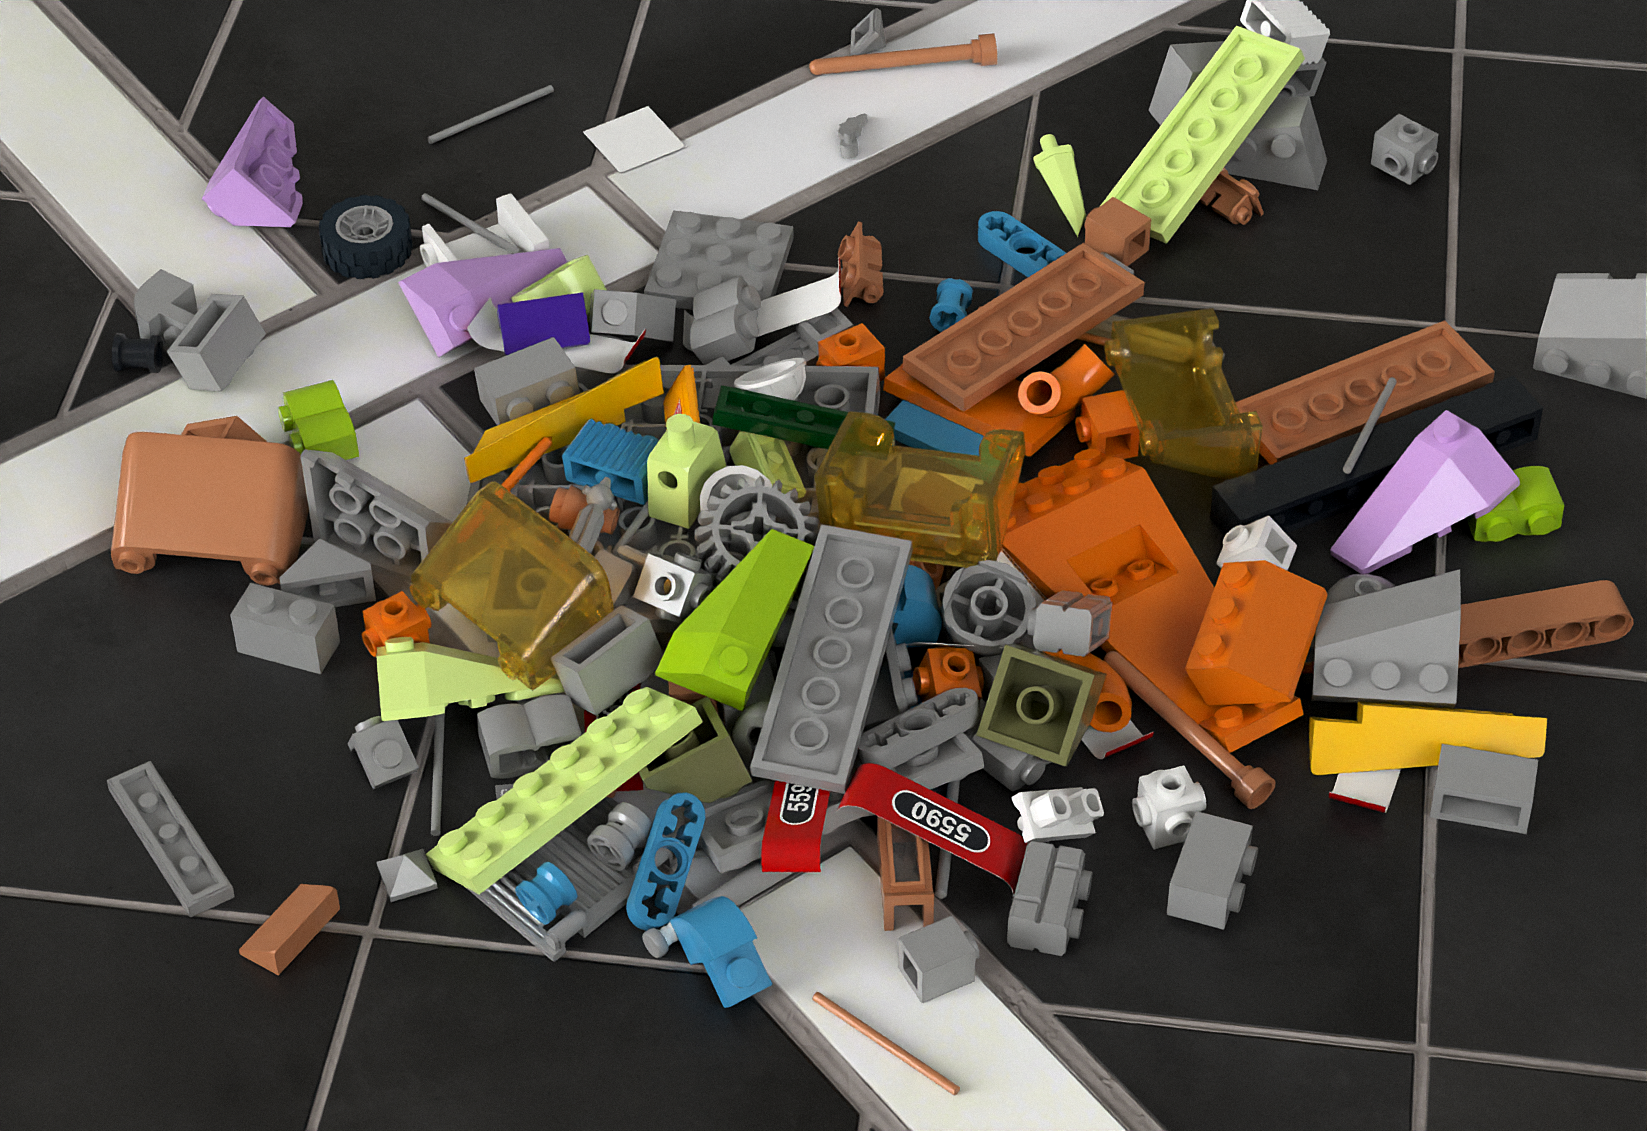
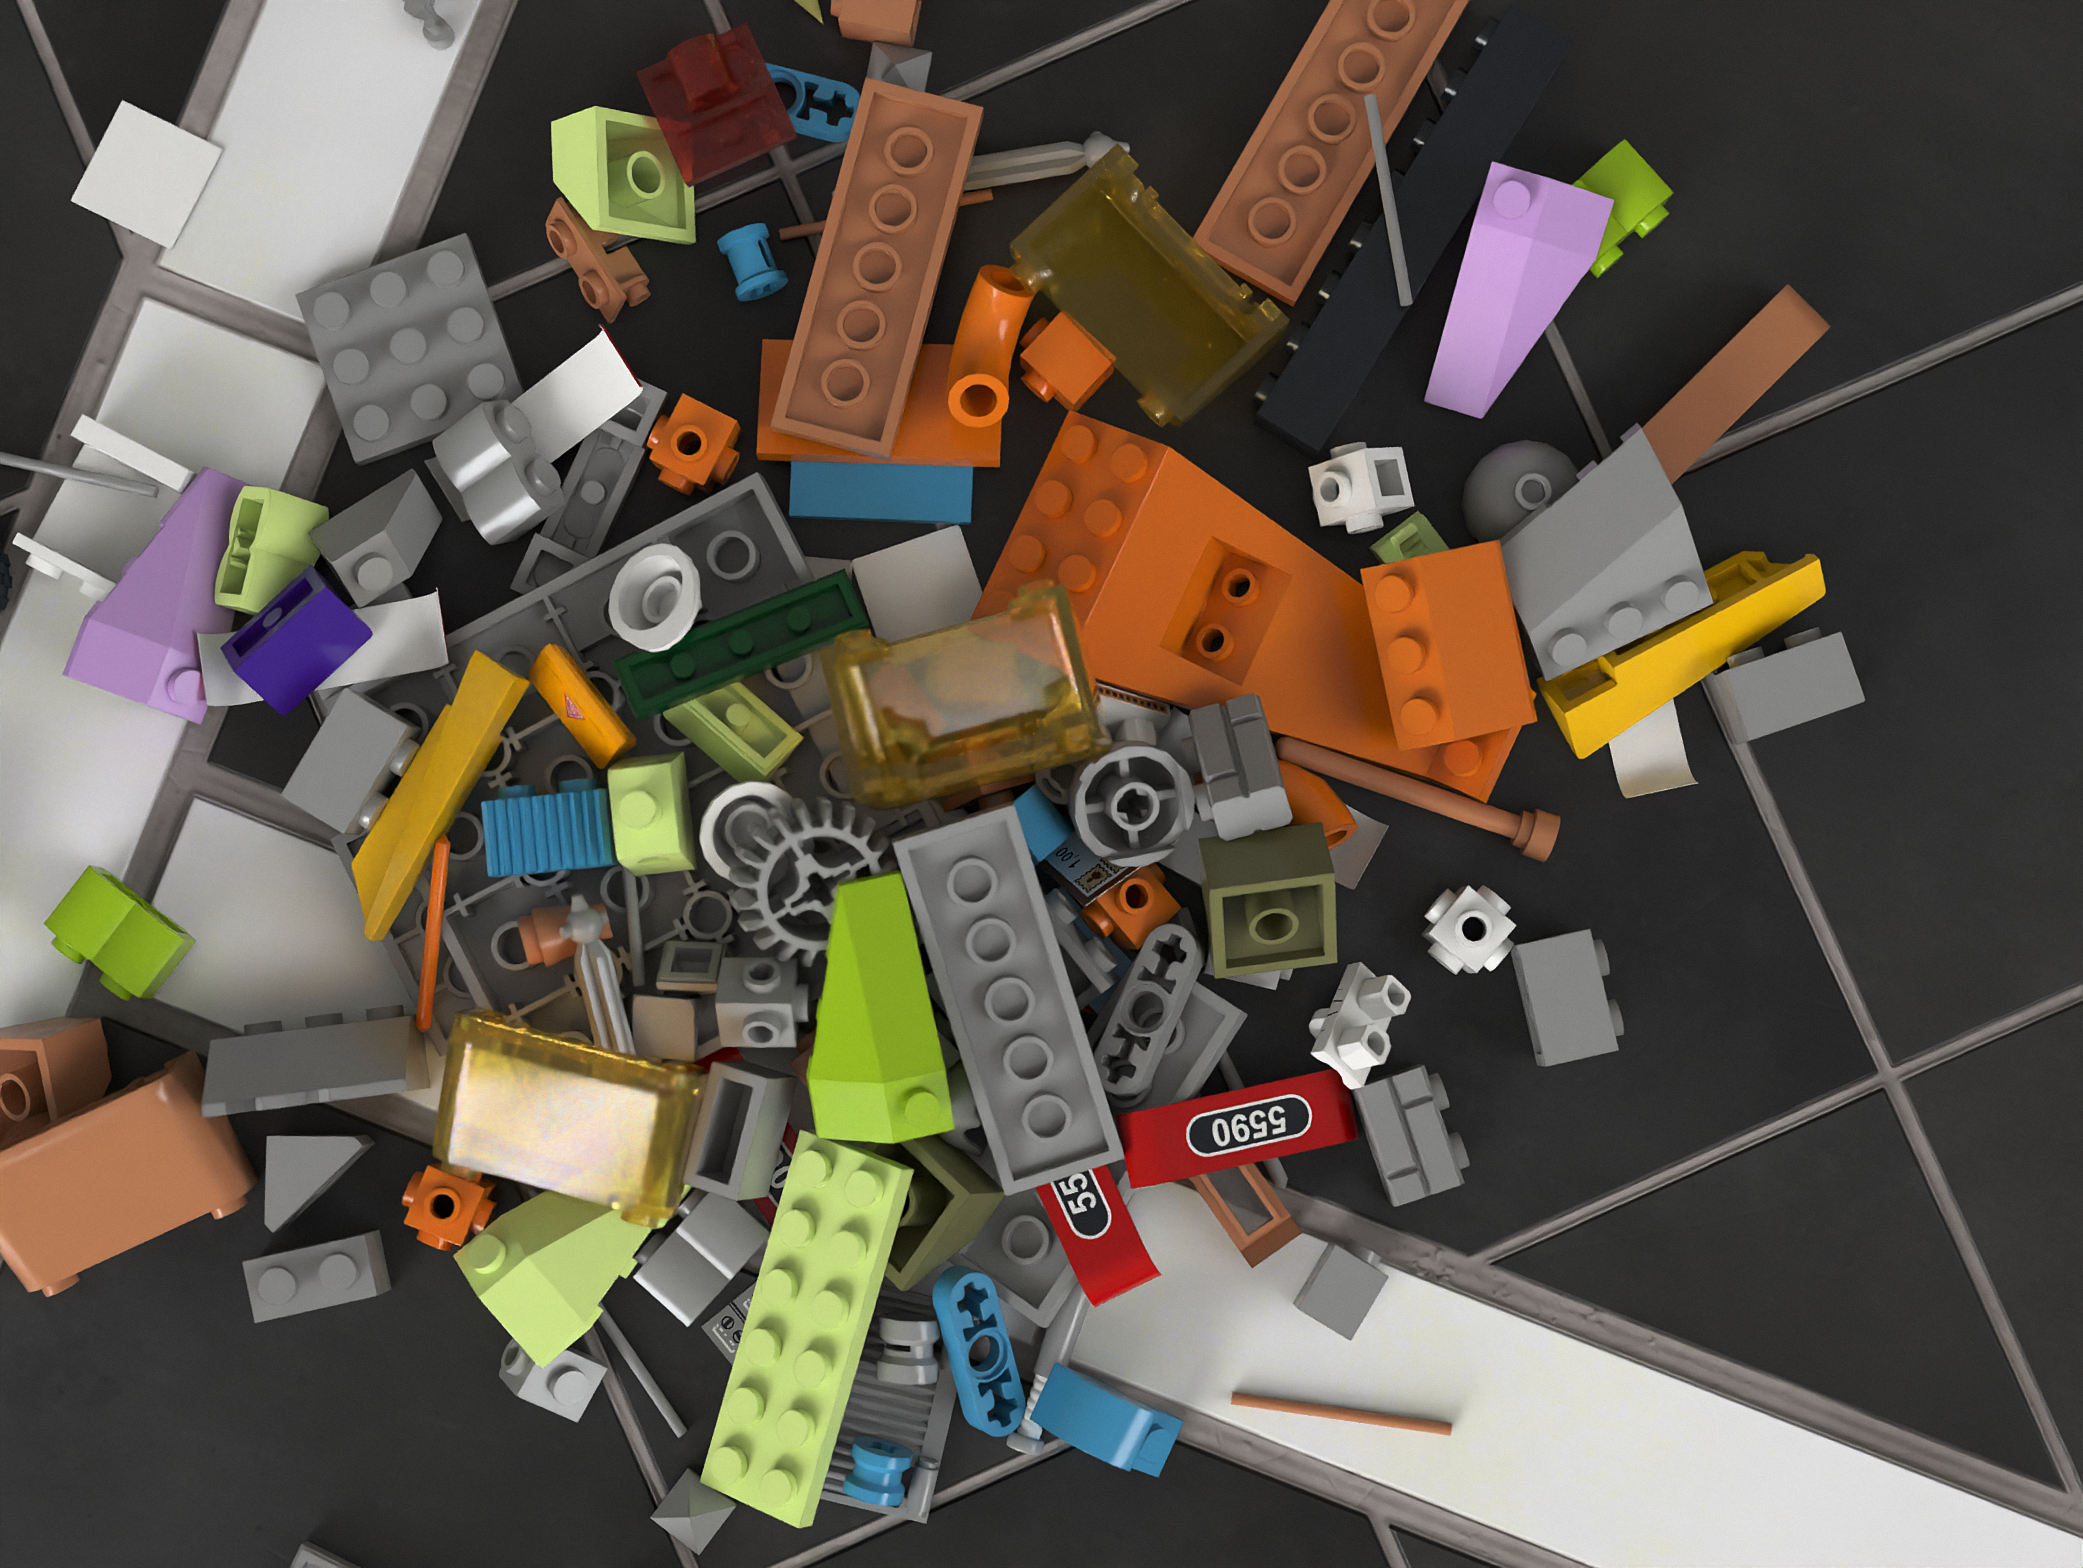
camera: 30 degrees left, 40 degrees up
(913, 234) = (622, 175): none -> yellowish green slope
(985, 220) = (716, 103): none -> clear red plate

